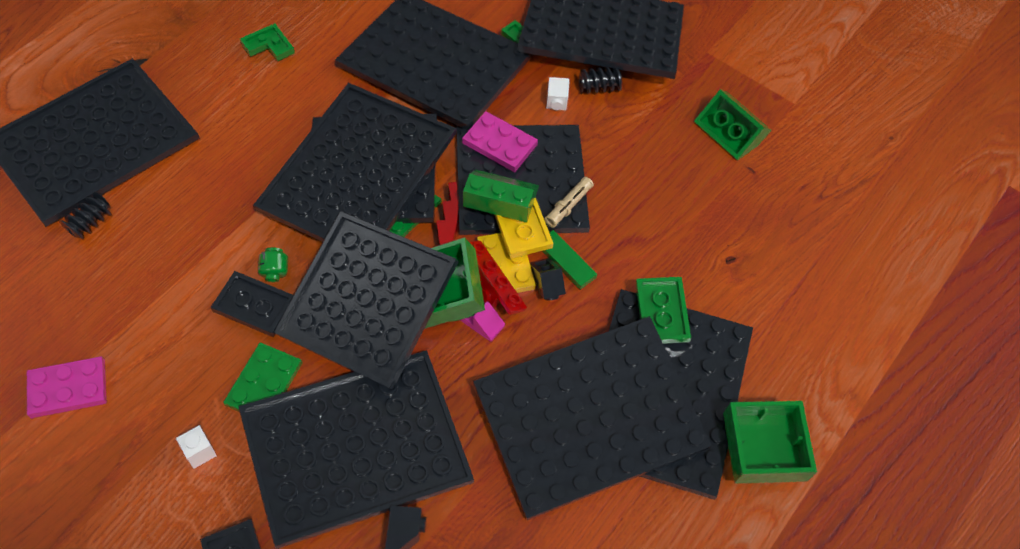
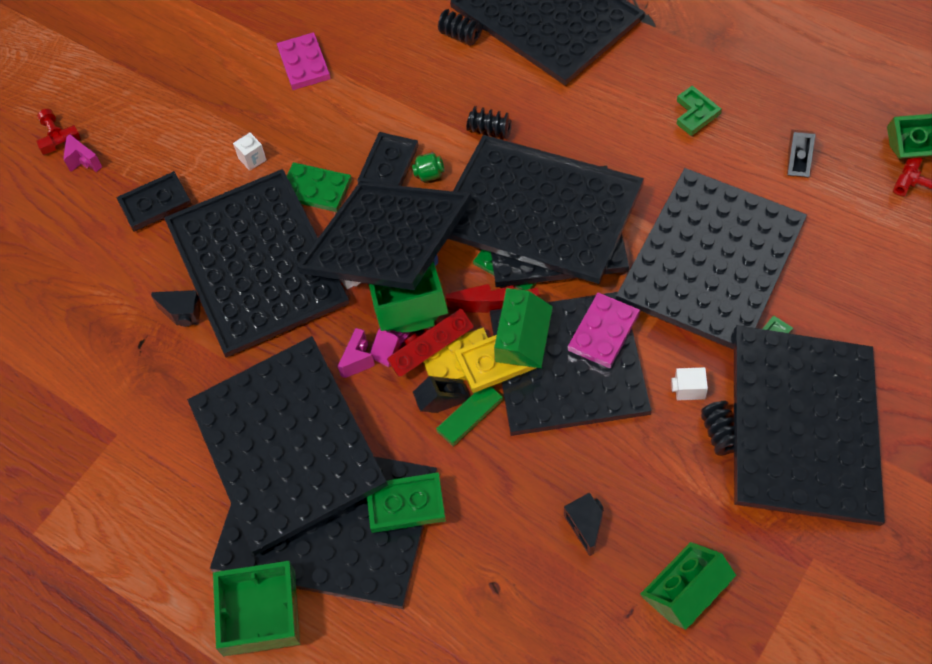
camera: 95 degrees right, 0 degrees up
(231, 203) = (489, 123): none -> black piece
(494, 352) = (355, 358): none -> dark pink slope
(557, 213) = (508, 390): tan pin -> none
(679, 182) = (585, 520): none -> black slope

